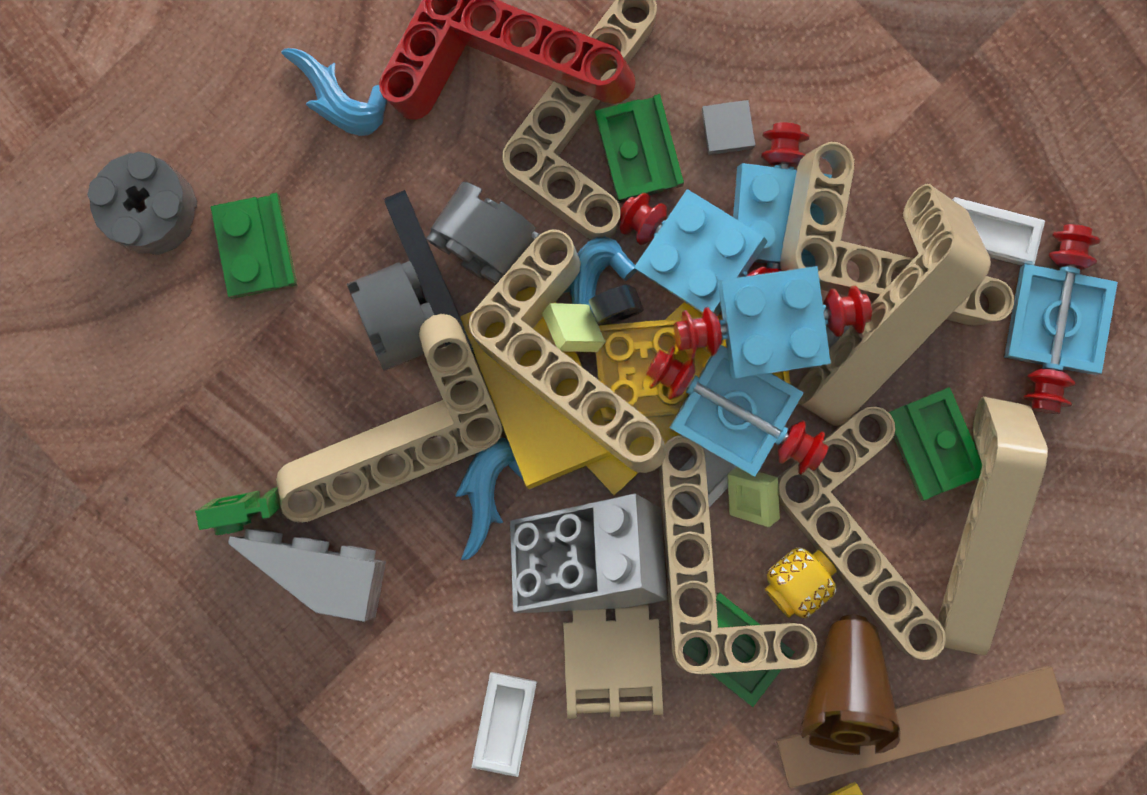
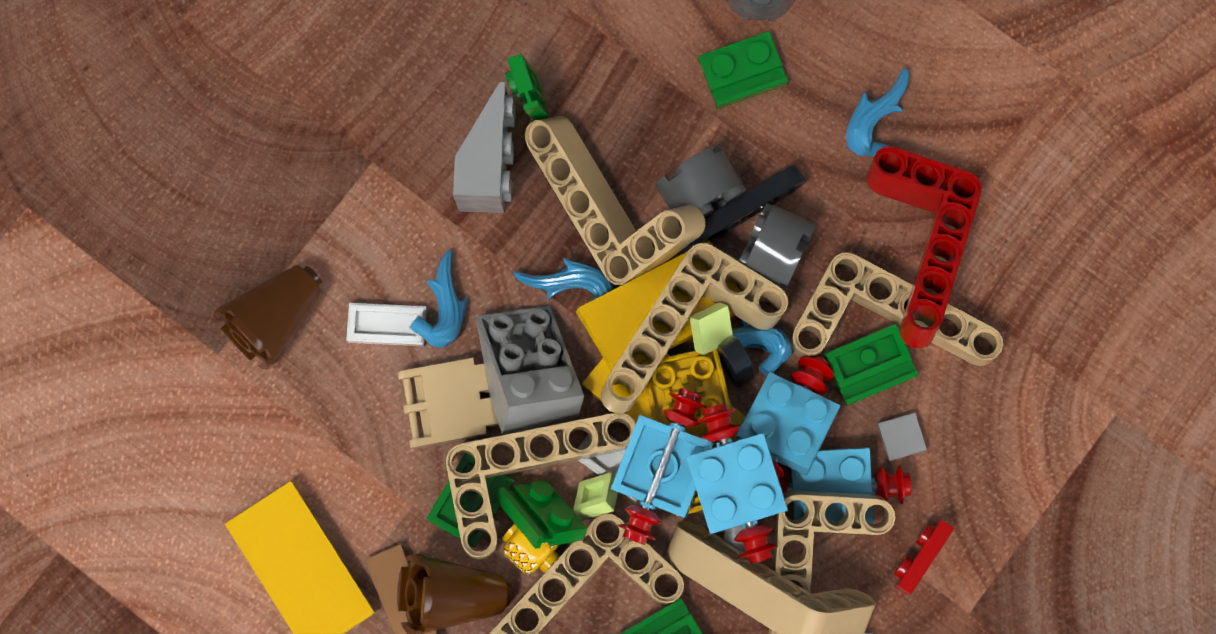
camera: 85 degrees right, 5 degrees down
(495, 643) = (450, 309): none -> dark azure piece
(770, 565) = (541, 514): none -> green plate
(886, 134) = (930, 542): none -> red plate

